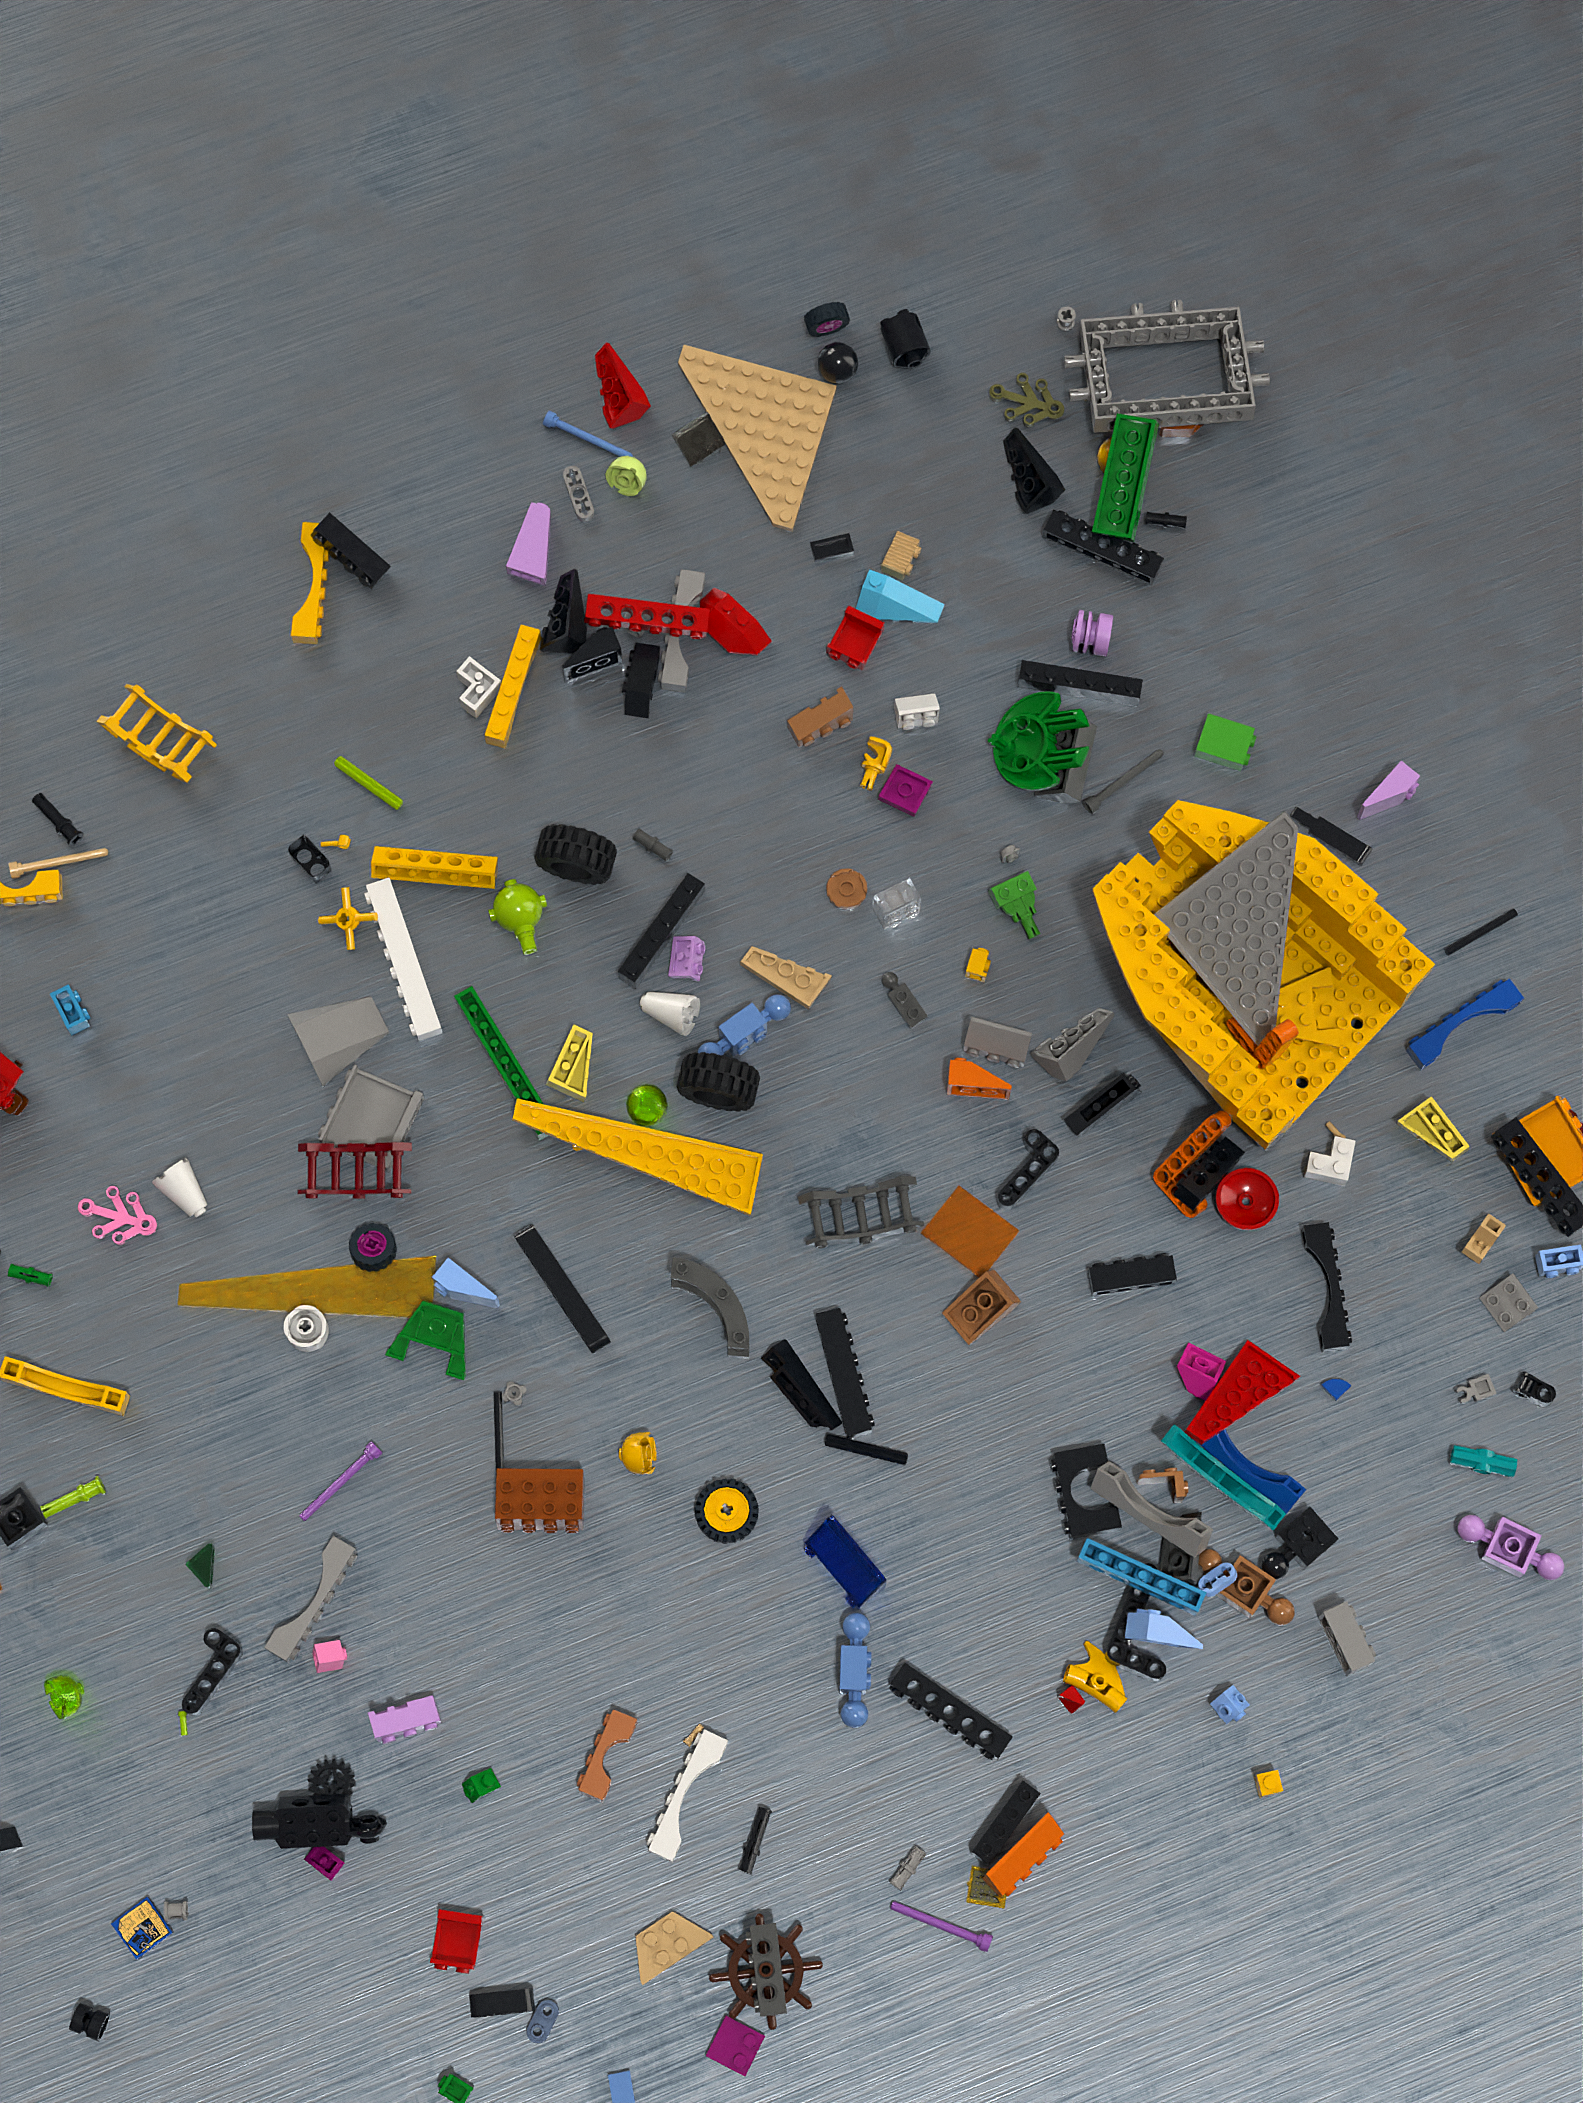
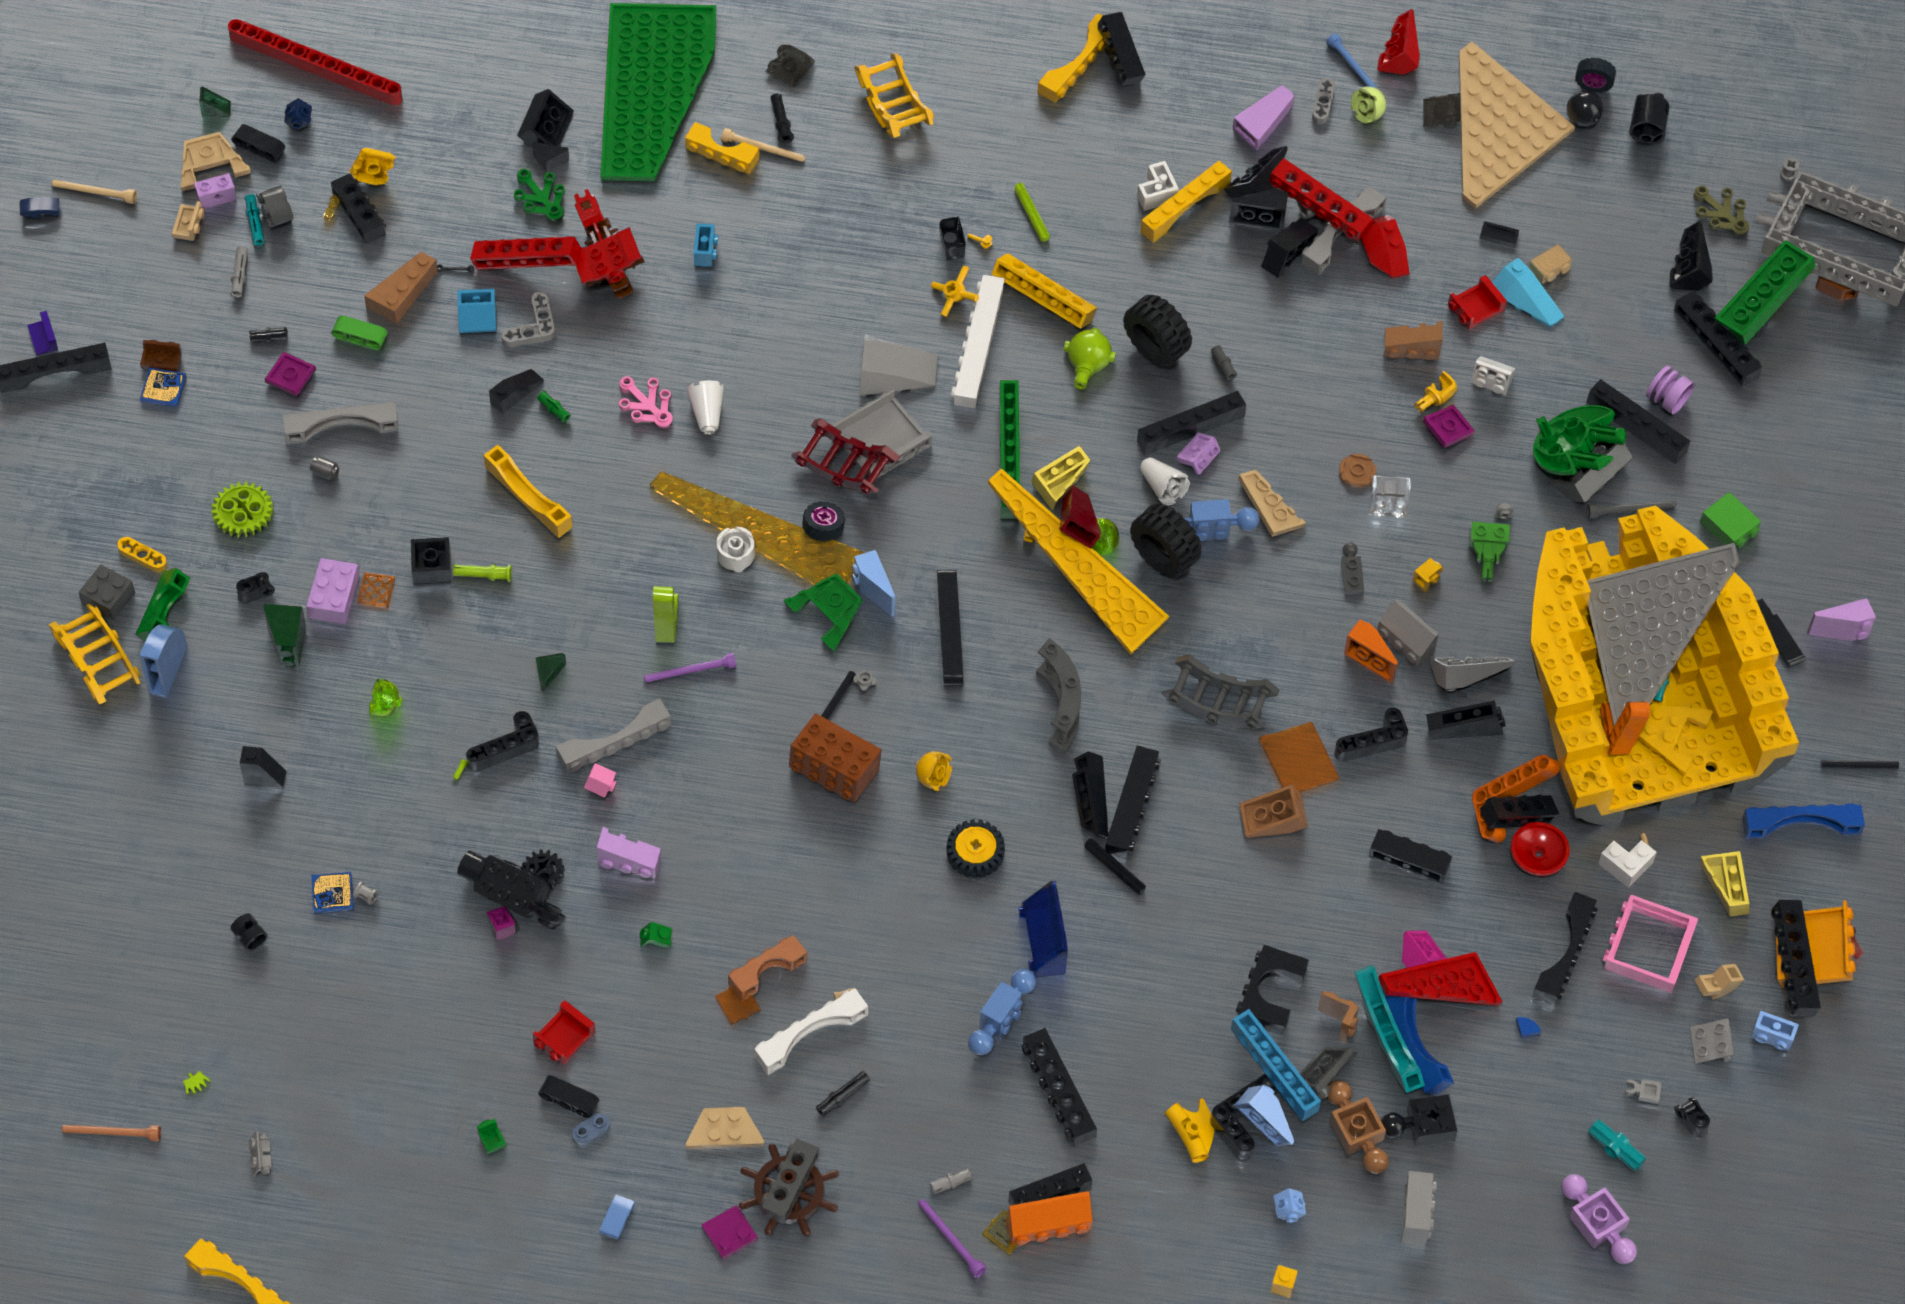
camera: 30 degrees right, 15 degrees down
(29, 753) = (789, 65): none -> clear smoke slope
(283, 1441) = (665, 613): none -> lime beam
(600, 1813) = (736, 1009): none -> clear orange piece
(619, 1103) = (1079, 518): none -> dark red slope
(1071, 1699) = (1162, 1132): red slope -> none
(1117, 1488) = (1298, 994): light grey arch -> none
(1166, 520) = (1782, 345): black pin -> none
(1218, 1579) = (1337, 1103): light blue beam -> none
(1432, 1229) = (1660, 913): none -> bright pink window

